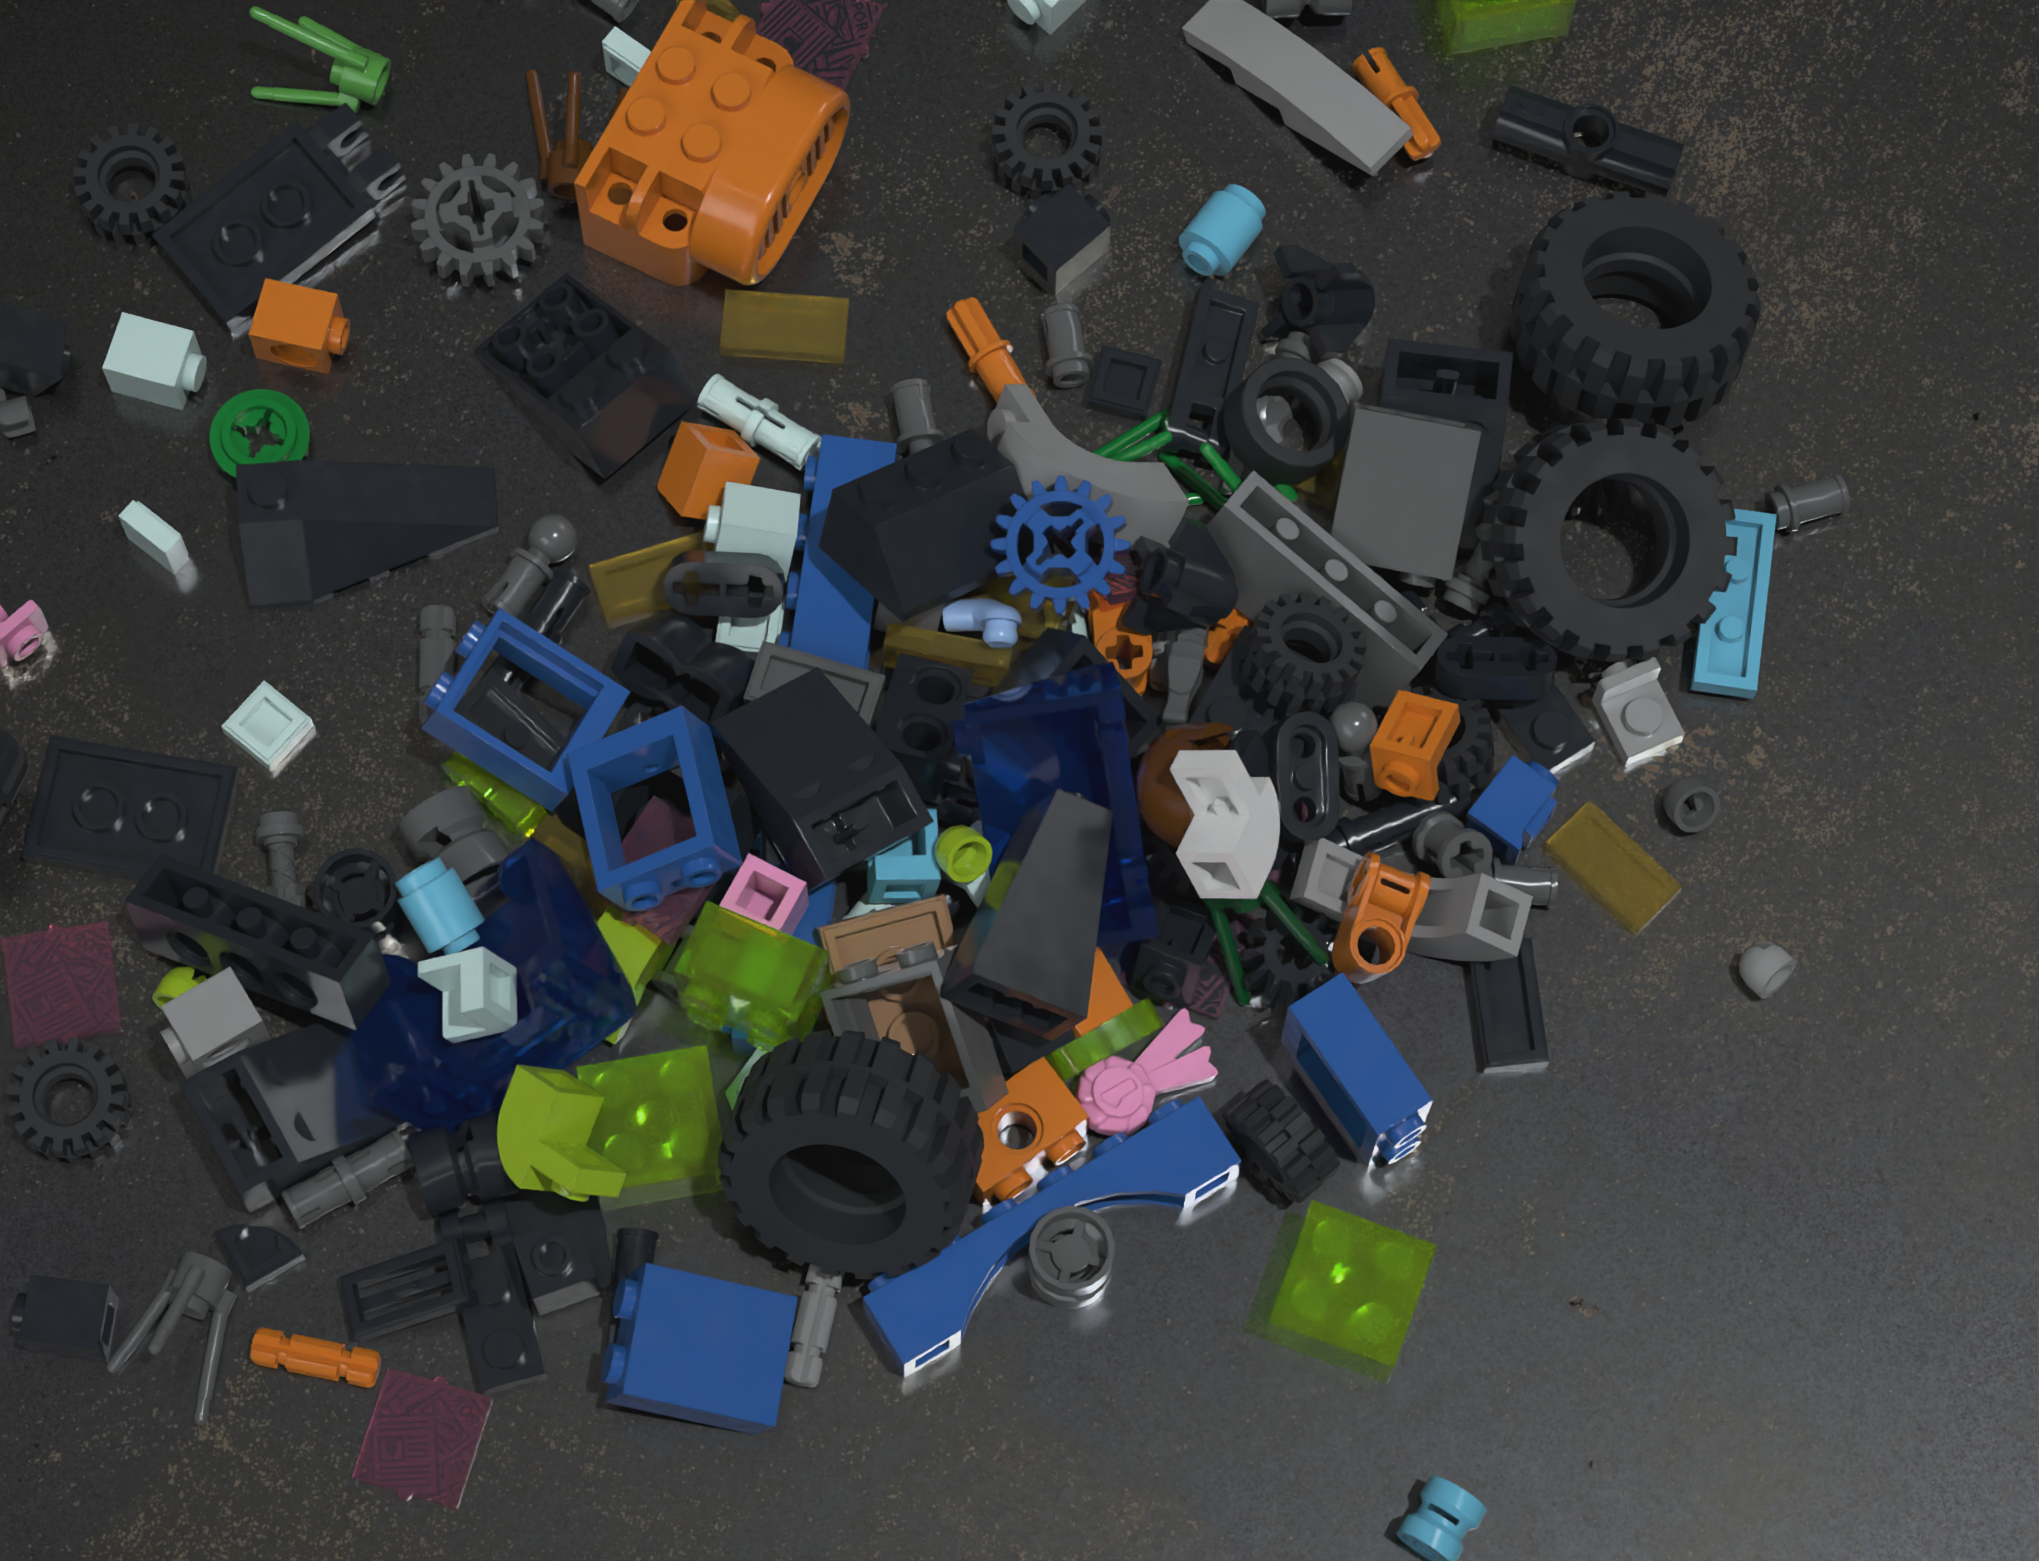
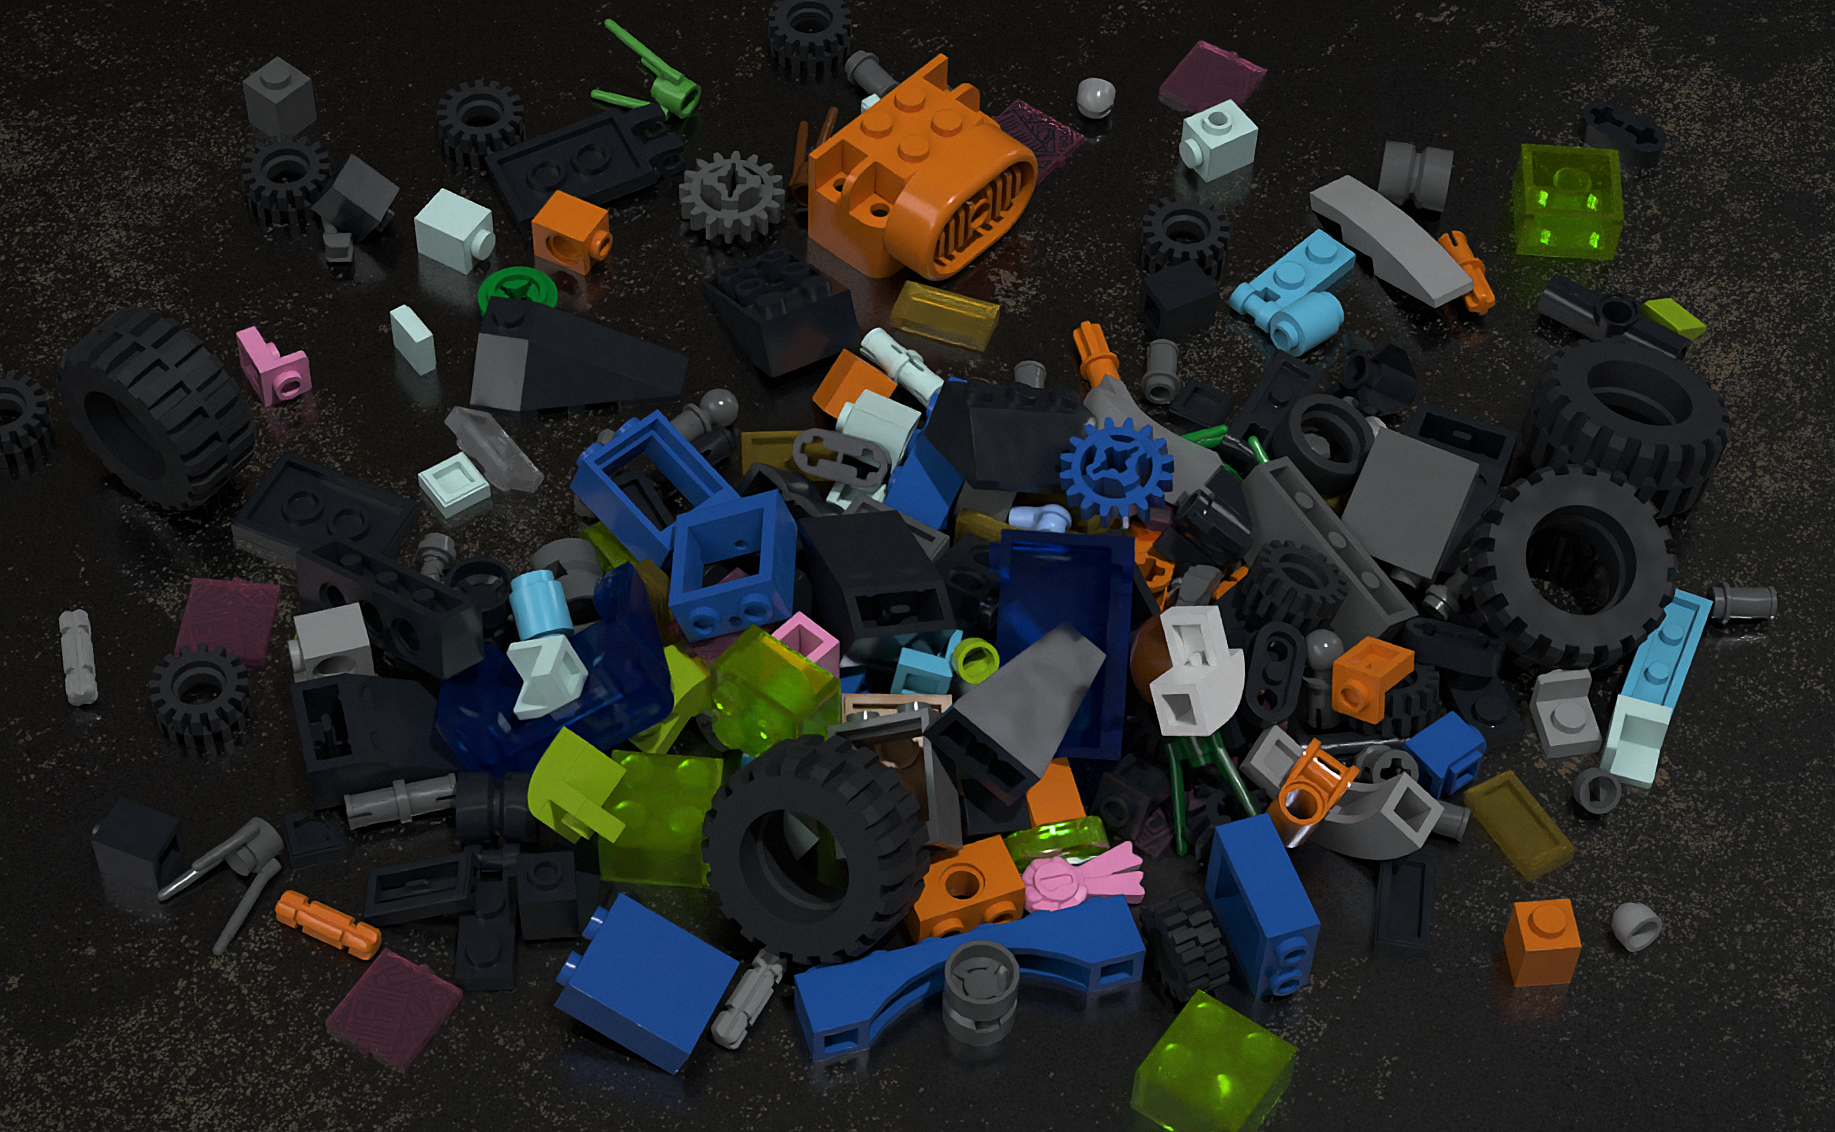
camera: 15 degrees right, 20 degrees down
(302, 671) = (494, 449): none -> clear plate
(1191, 163) = (1305, 269): none -> medium azure plate
(1654, 108) = (1674, 317): none -> lime slope
(1670, 1024) = (1542, 942): none -> orange brick
(1720, 729) = (1635, 740): none -> light aqua panel

